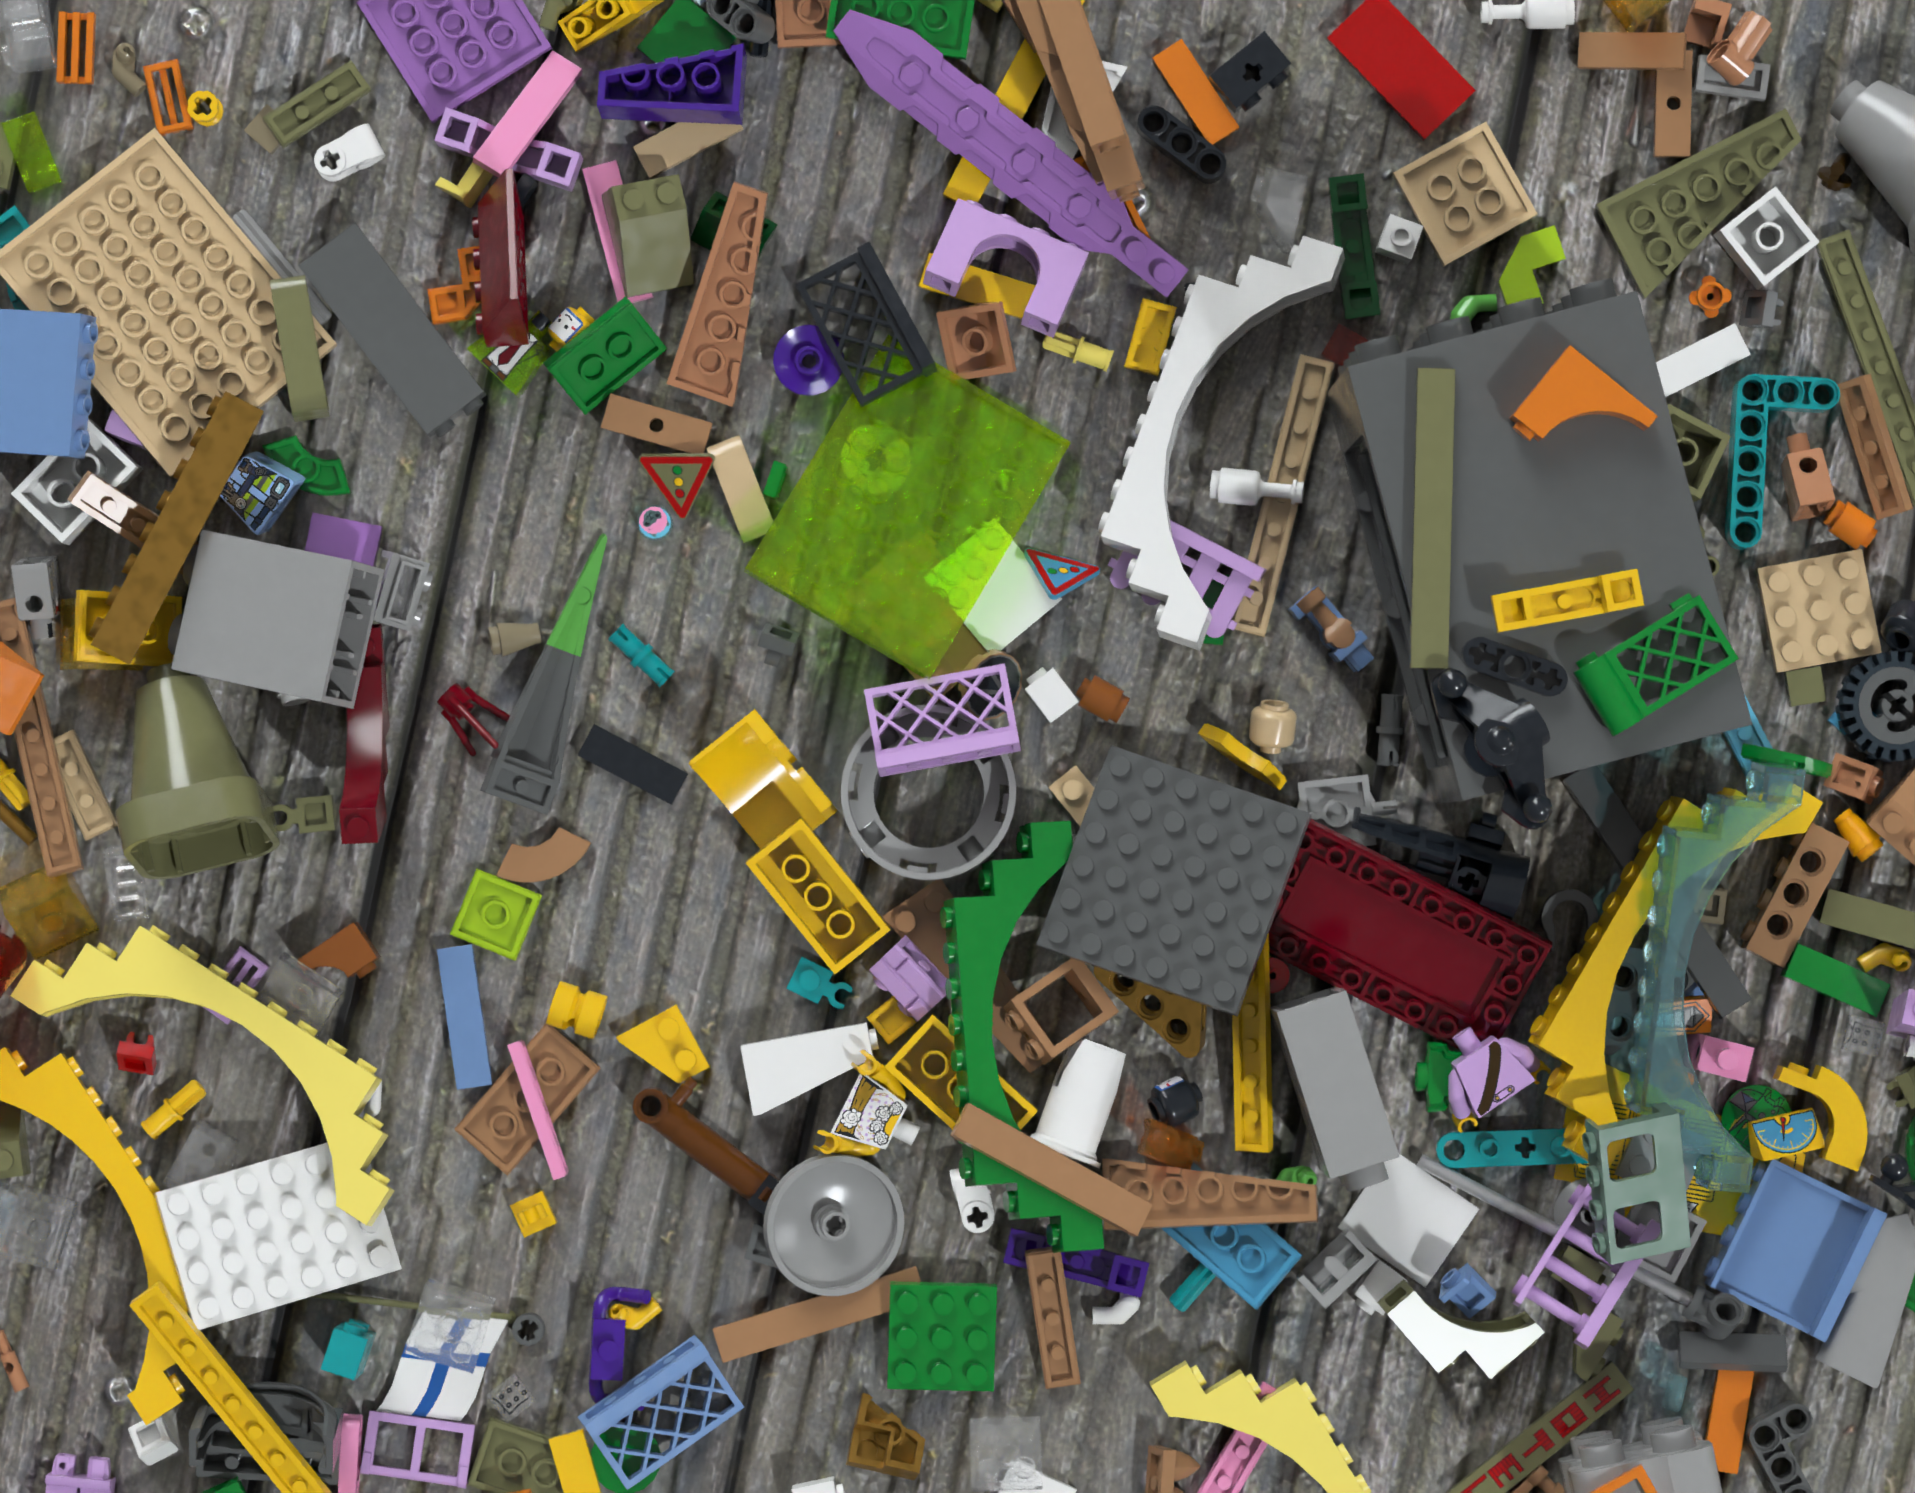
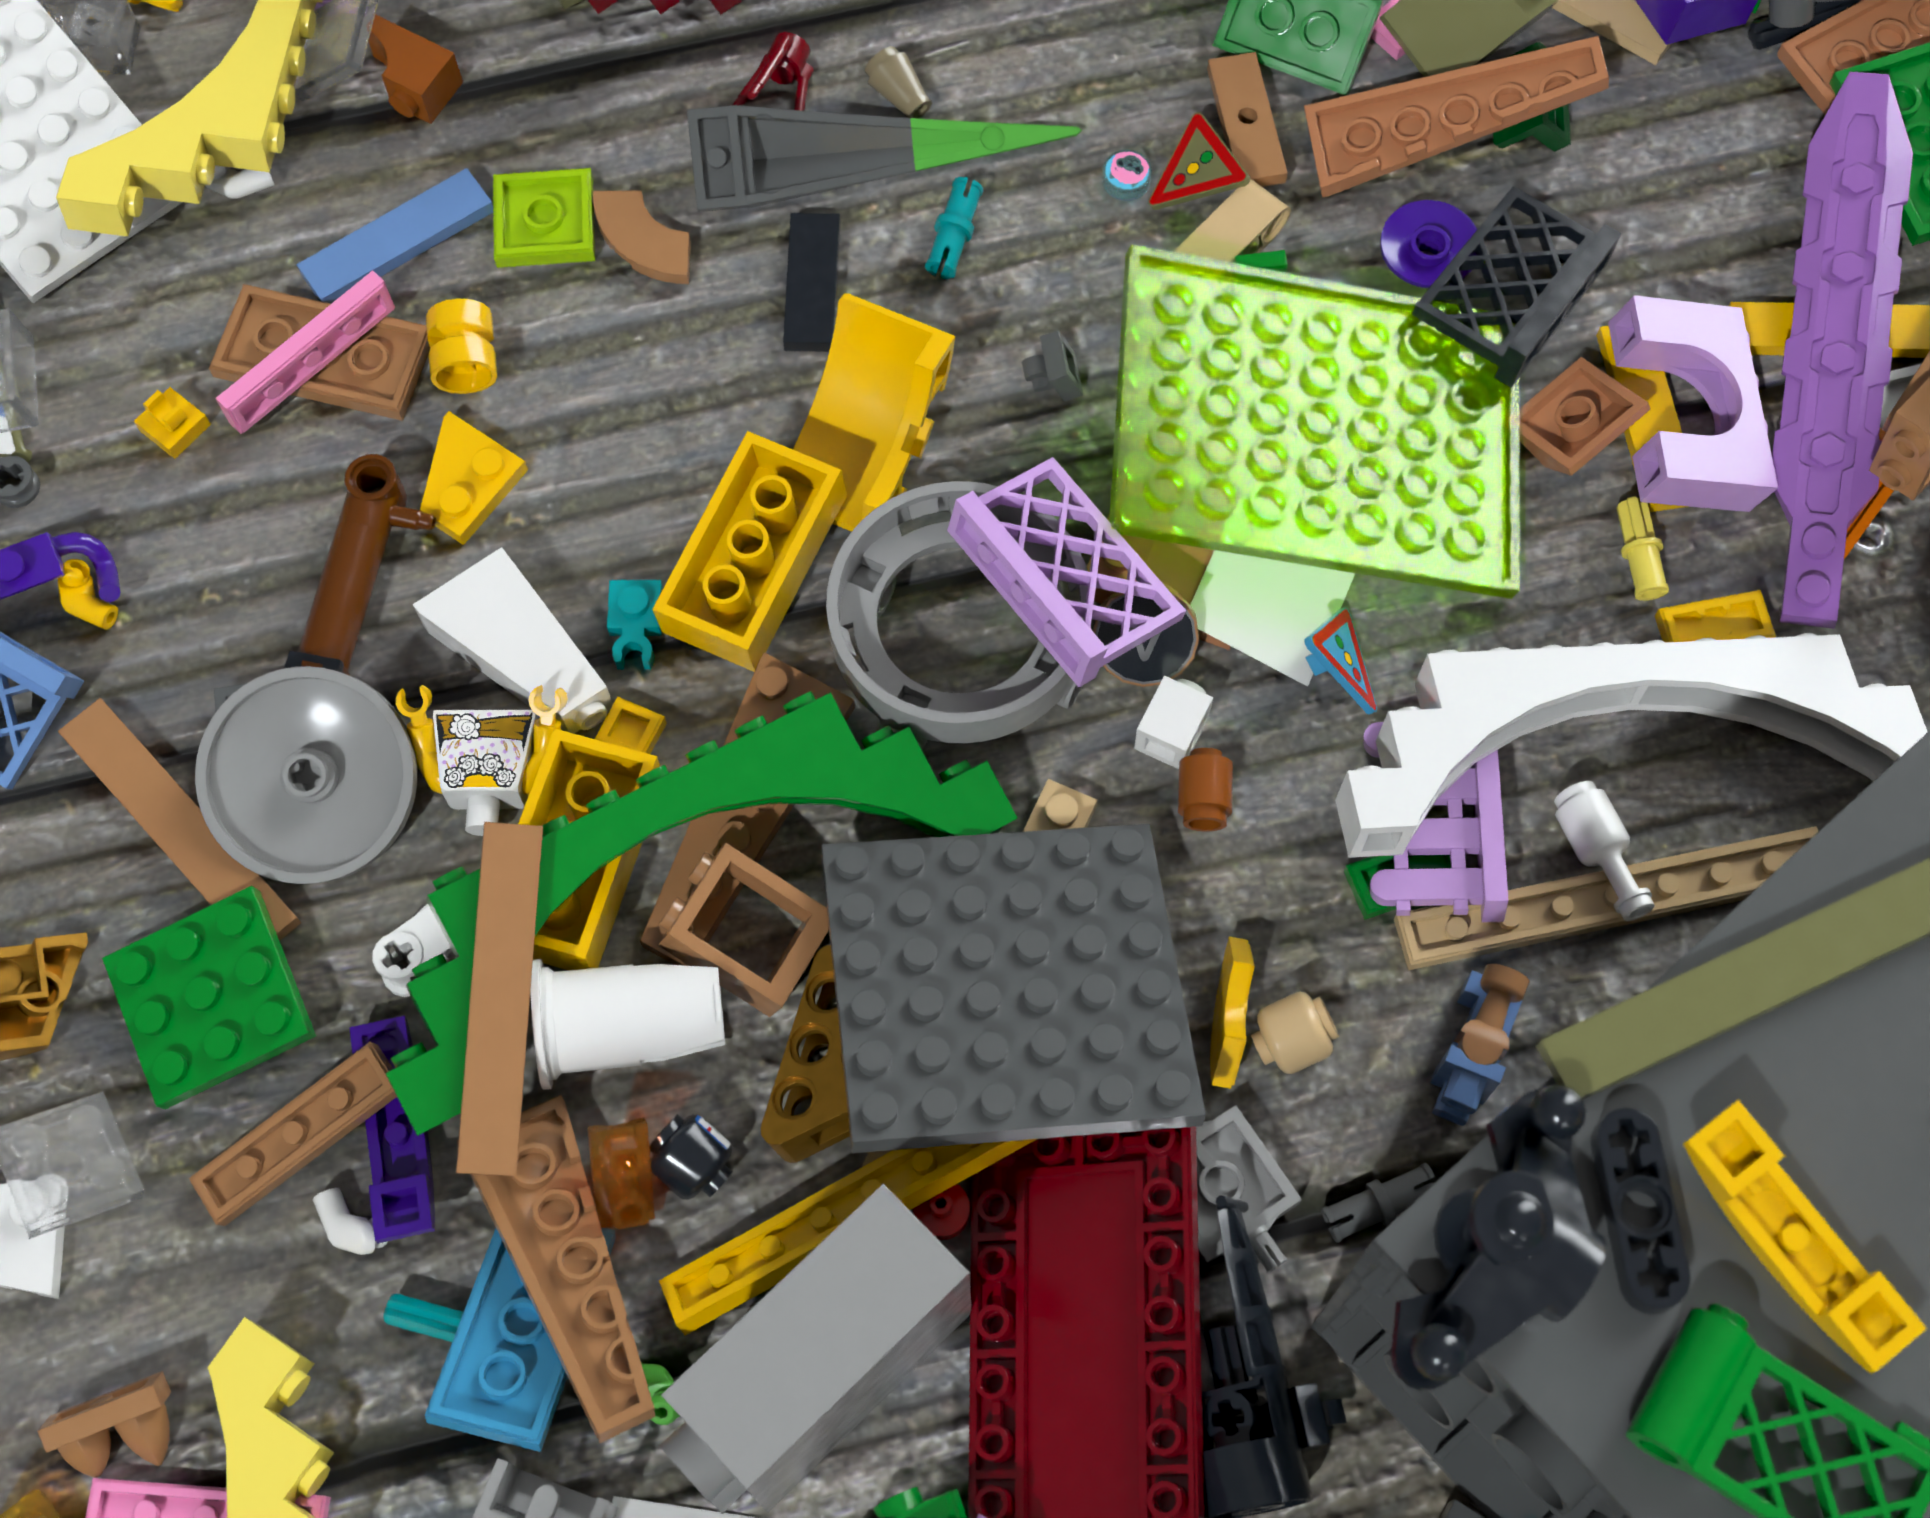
camera: 60 degrees right, 20 degrees down
(910, 978) = (698, 707): lavender brick -> none

